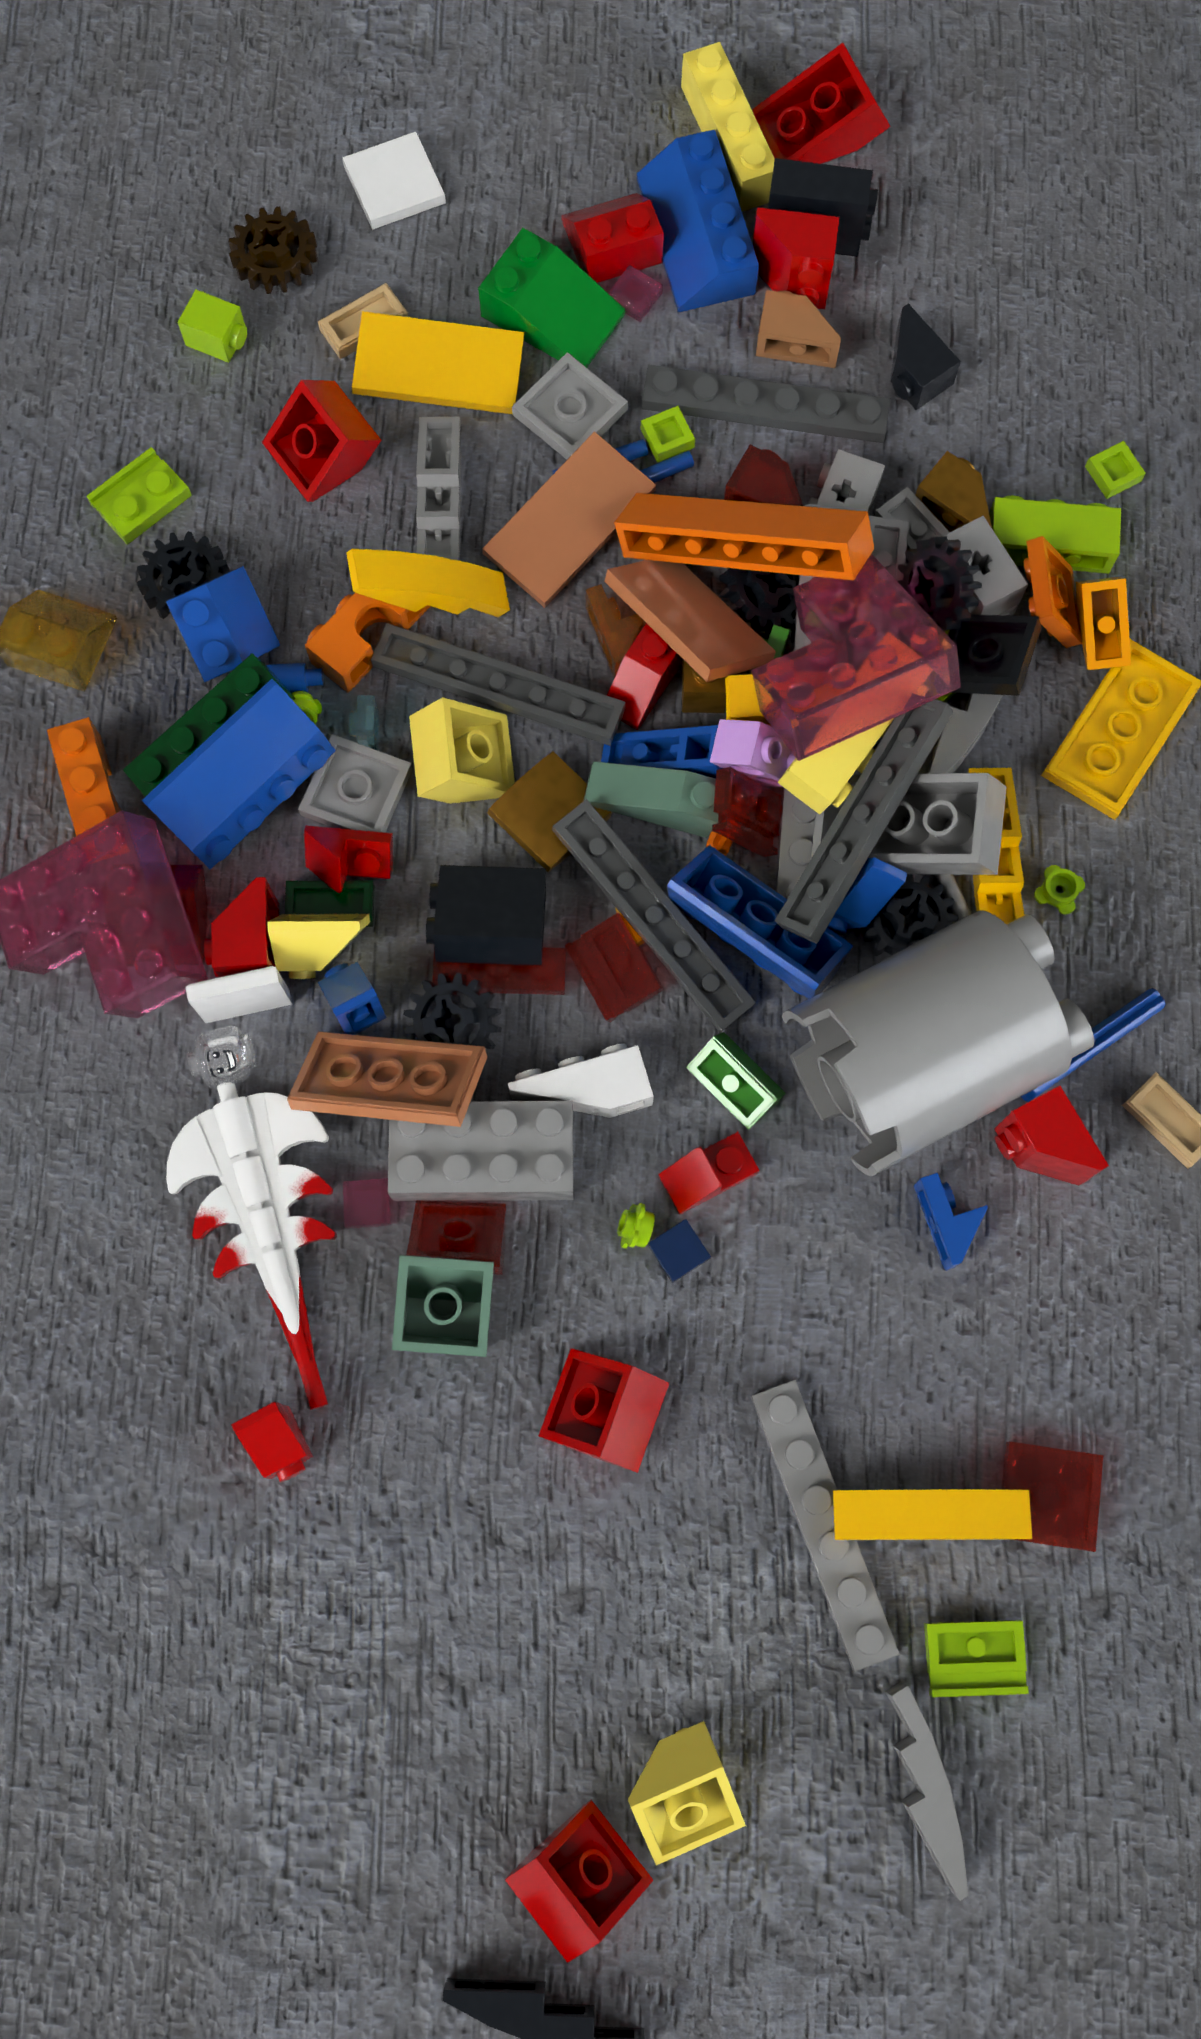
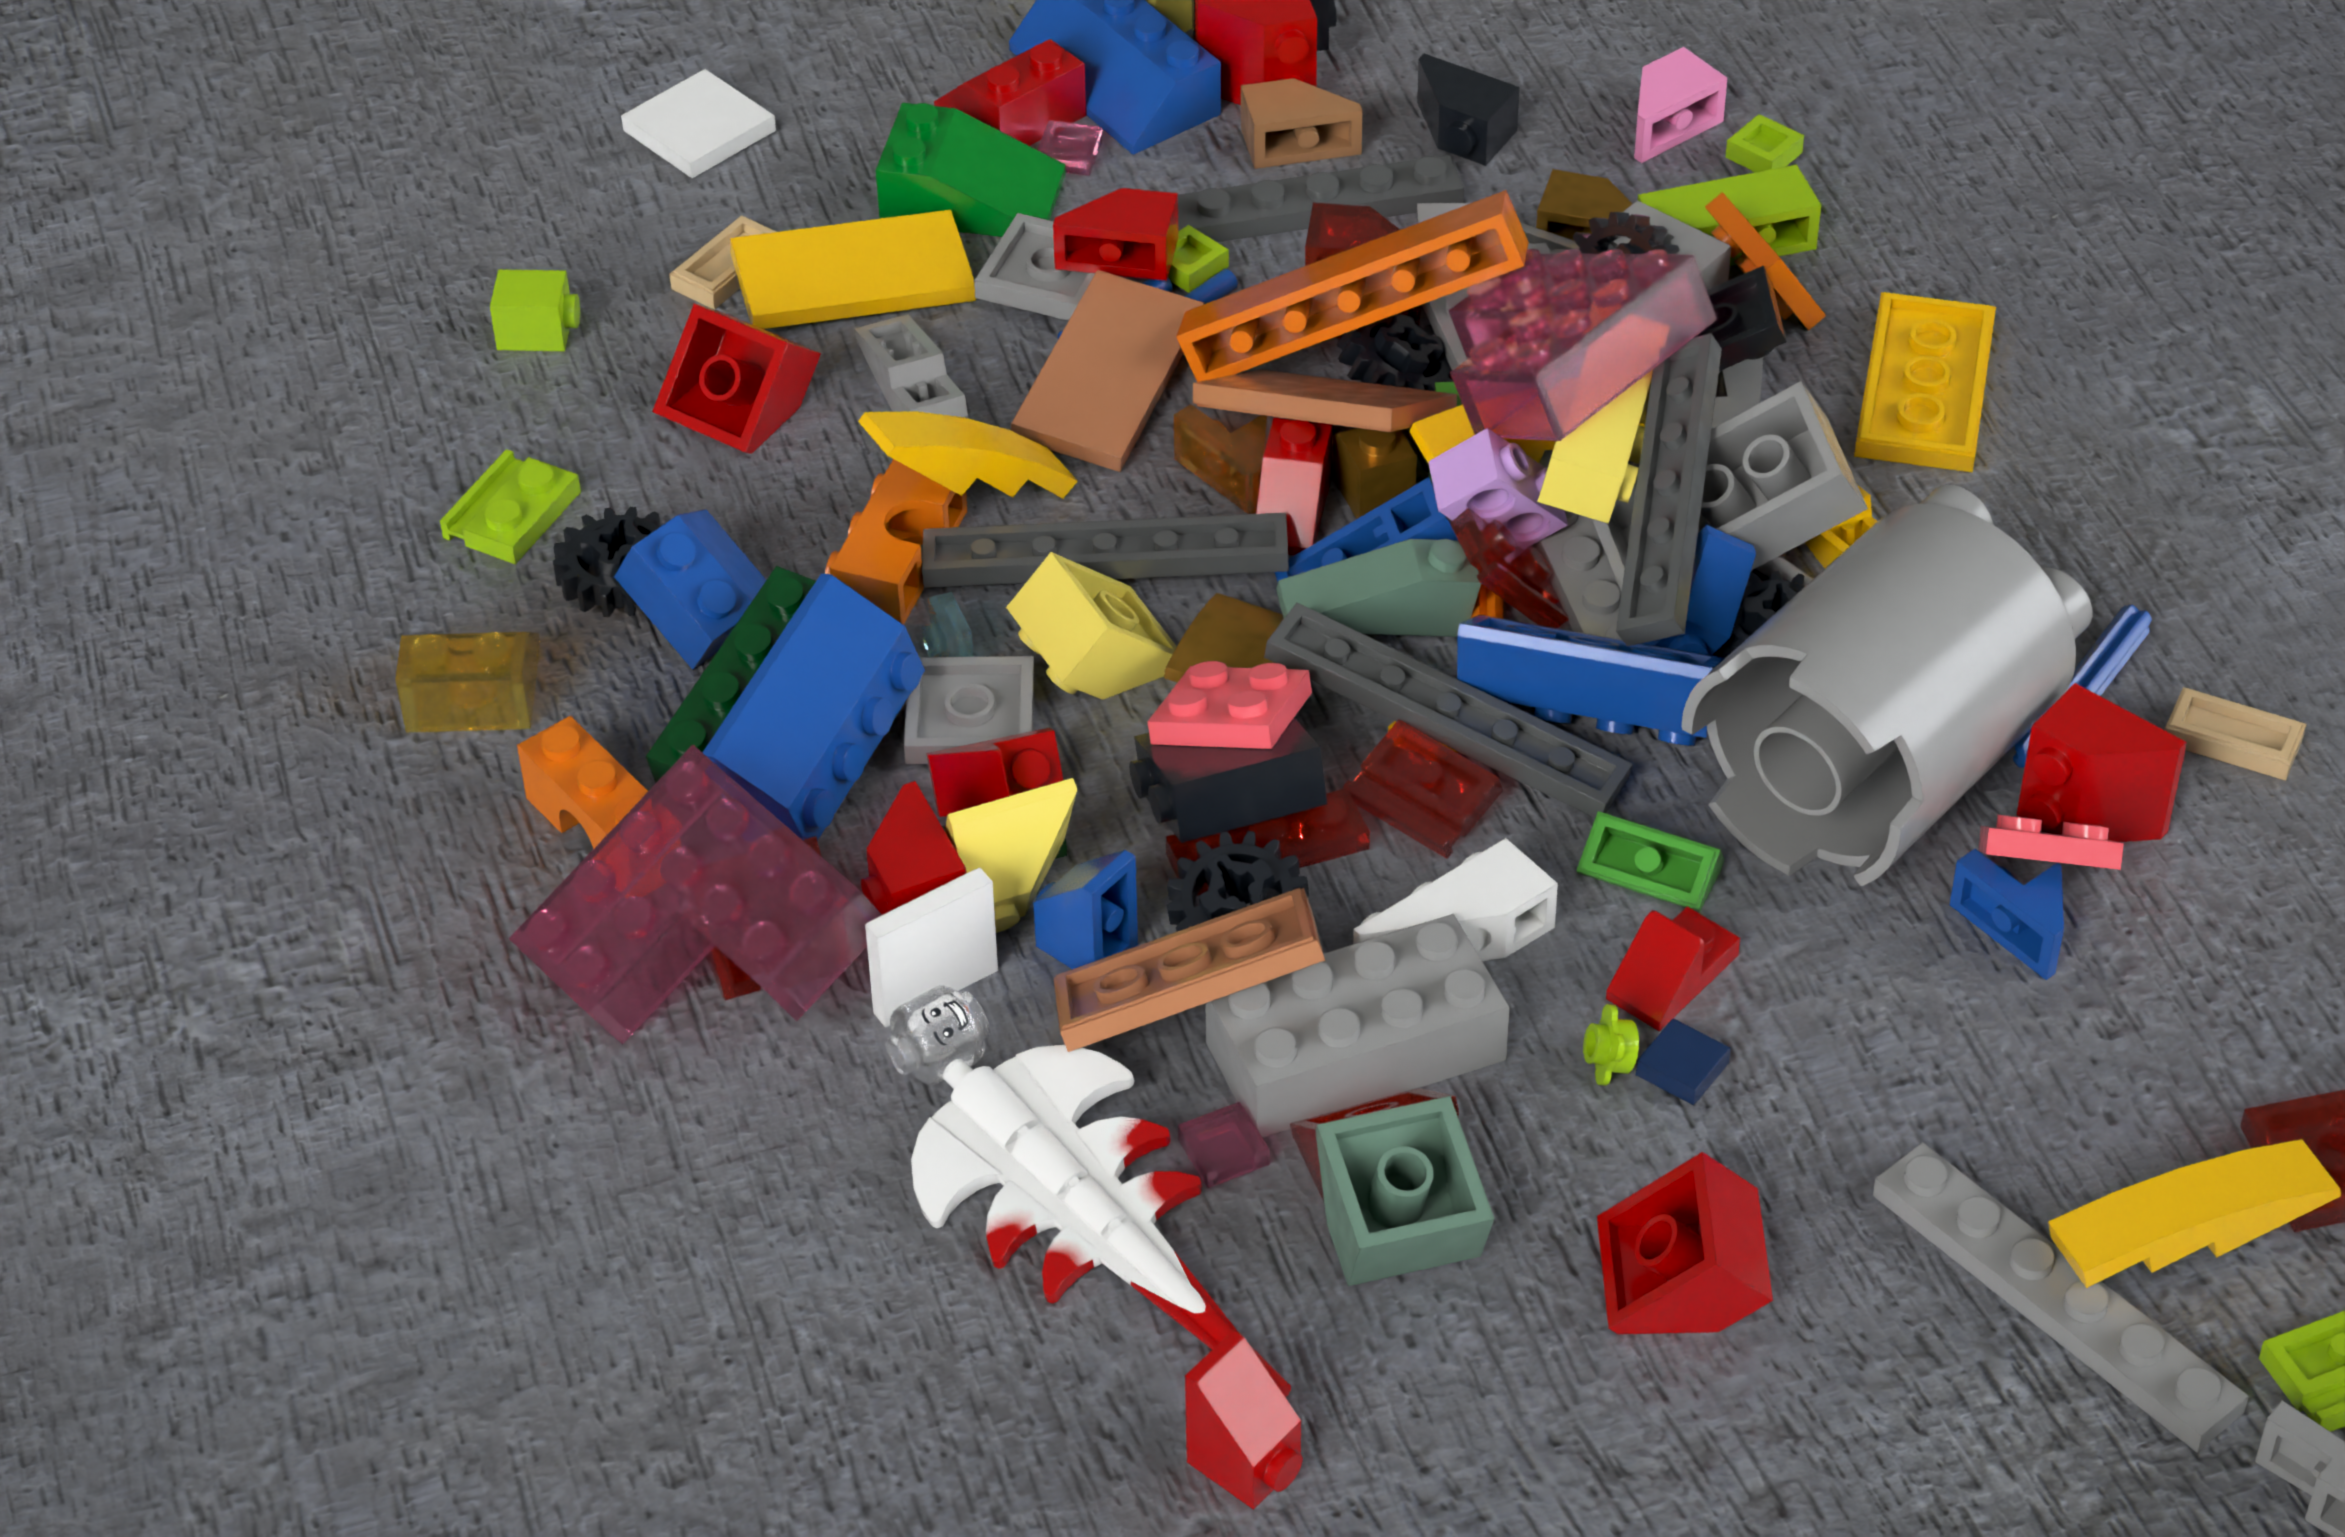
camera: 20 degrees left, 30 degrees down
(273, 250) = (576, 219): dark brown gear -> none
(506, 871) = (1230, 706): none -> coral plate
(621, 408) = (1119, 234): none -> red slope
(989, 1187) = (2077, 845): none -> coral plate
(1071, 405) = (1677, 102): none -> bright pink slope
(1104, 622) = (1840, 272): light orange slope -> none

